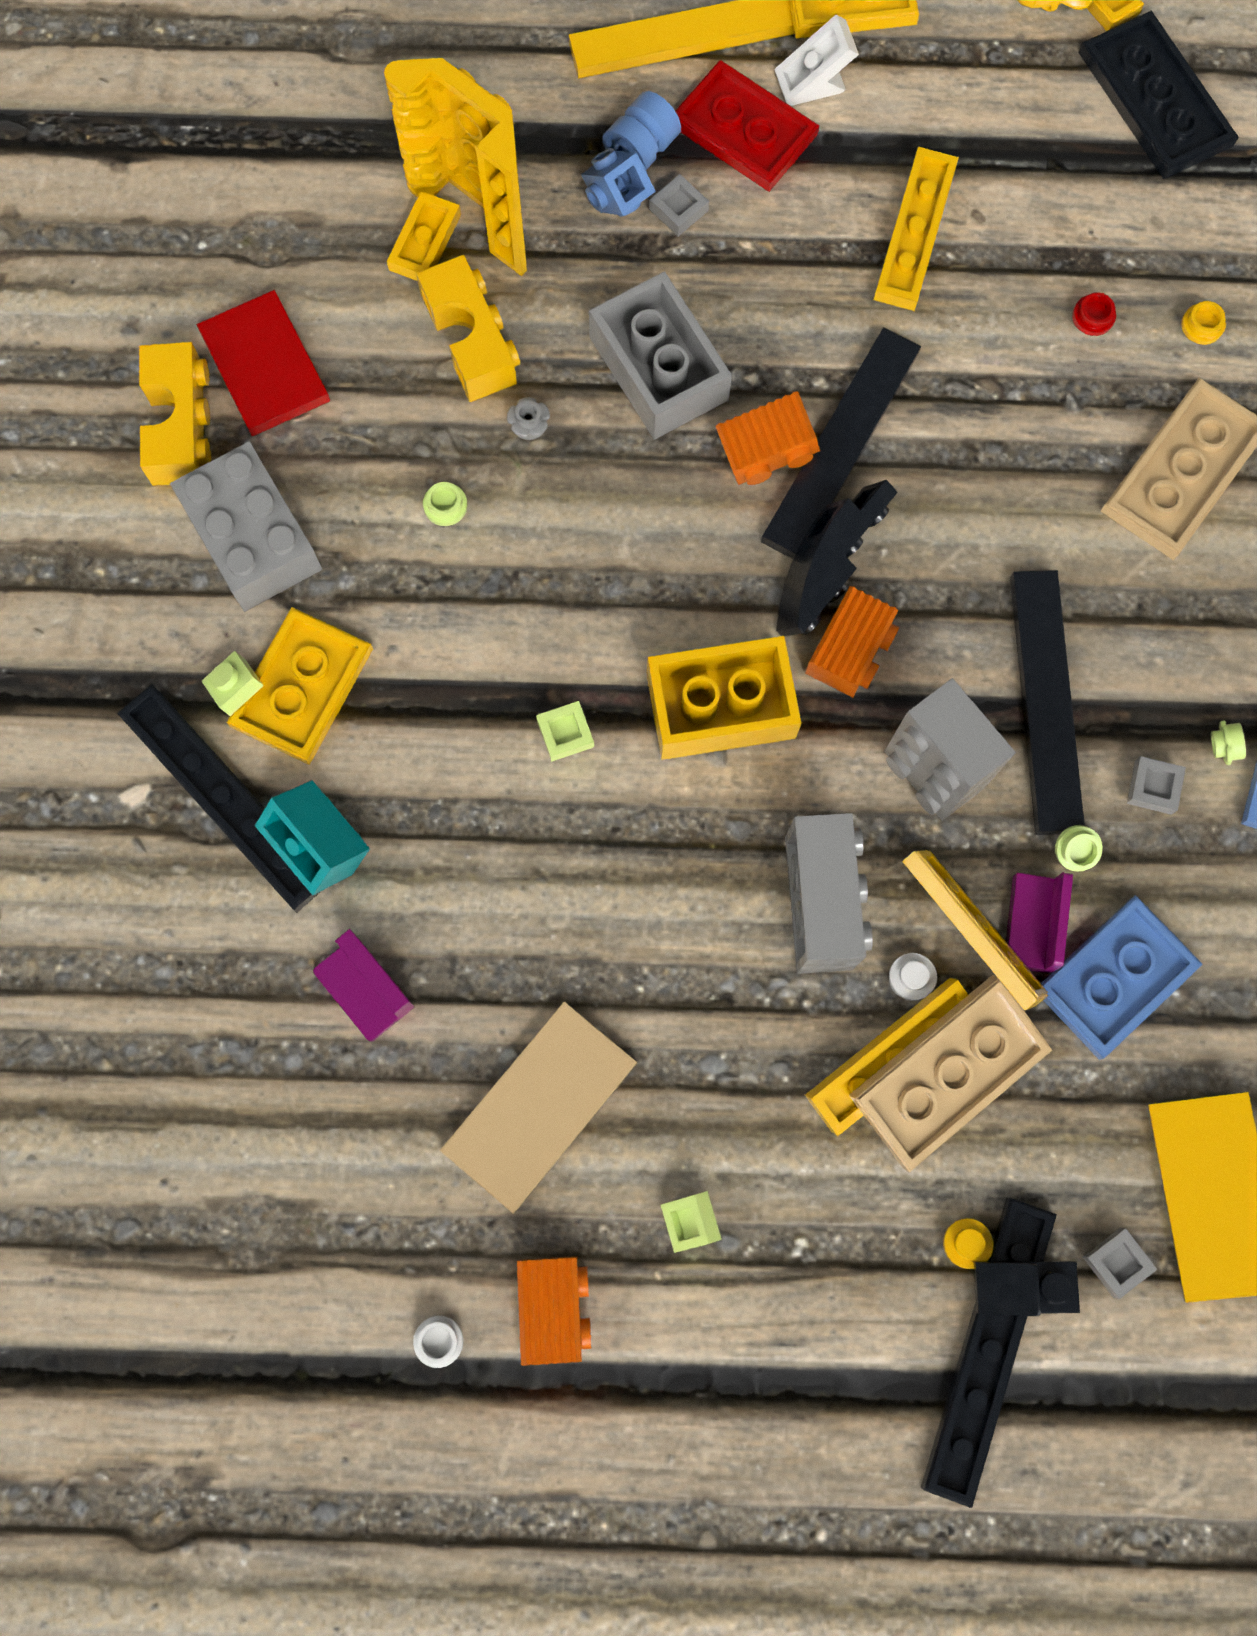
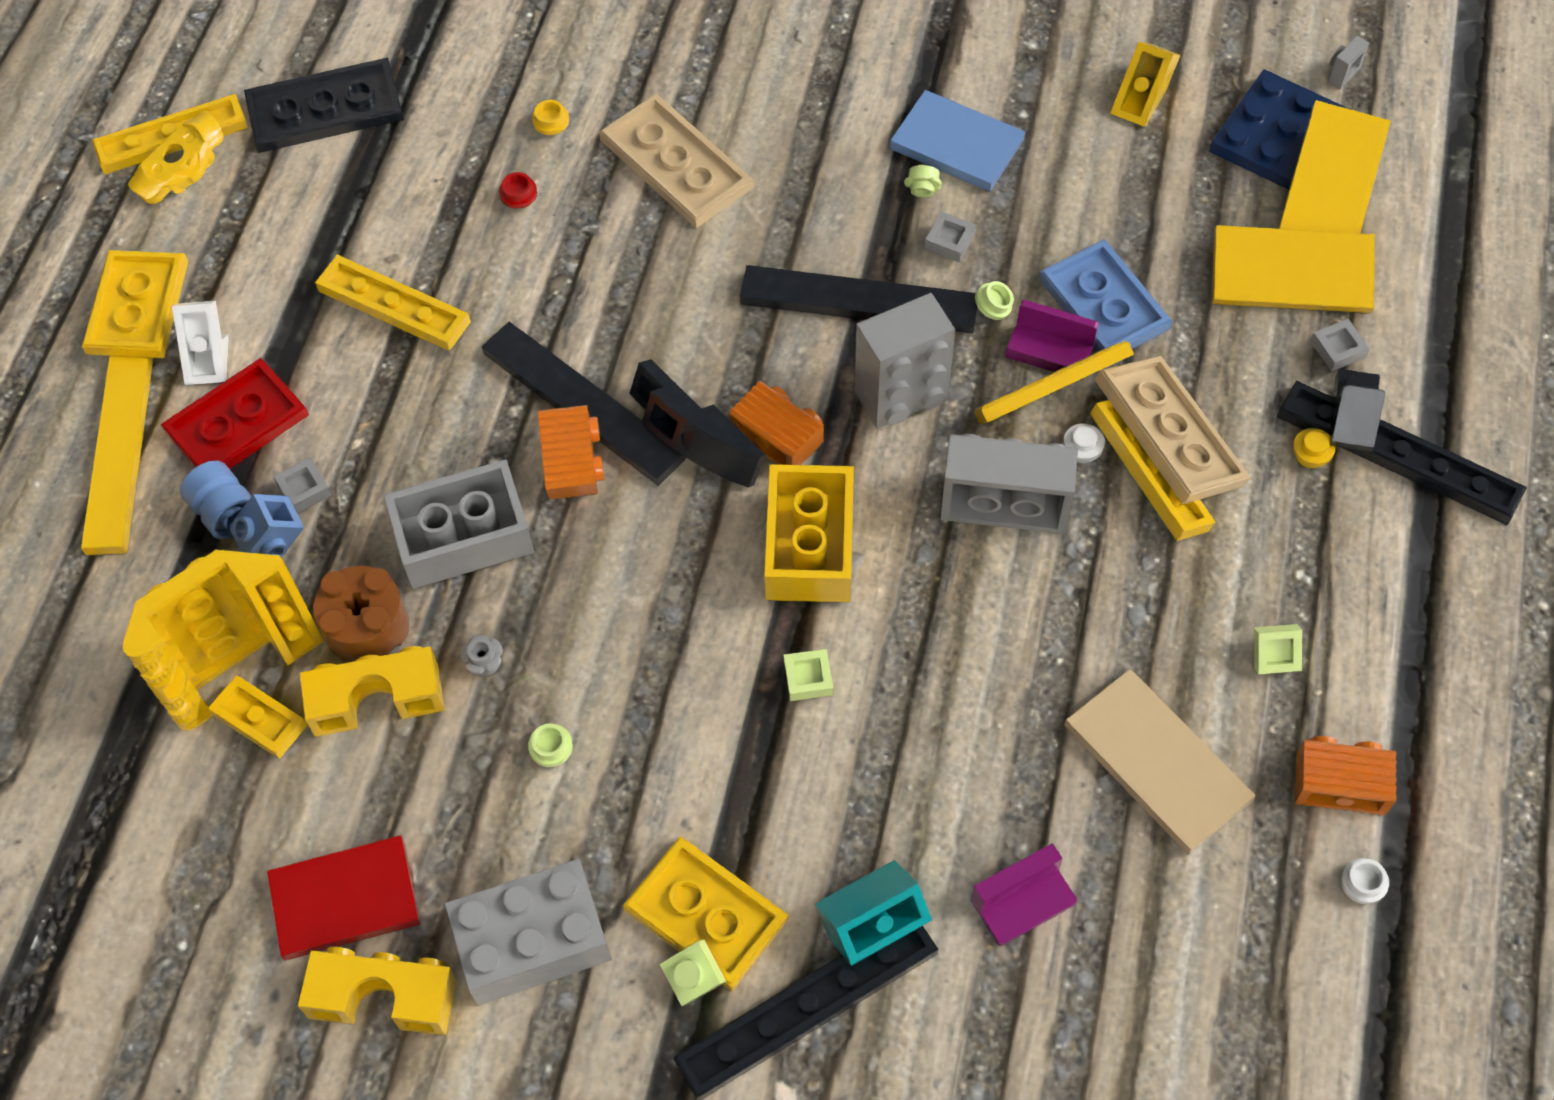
camera: 75 degrees left, 15 degrees down
(543, 294) = (360, 612): none -> dark orange brick

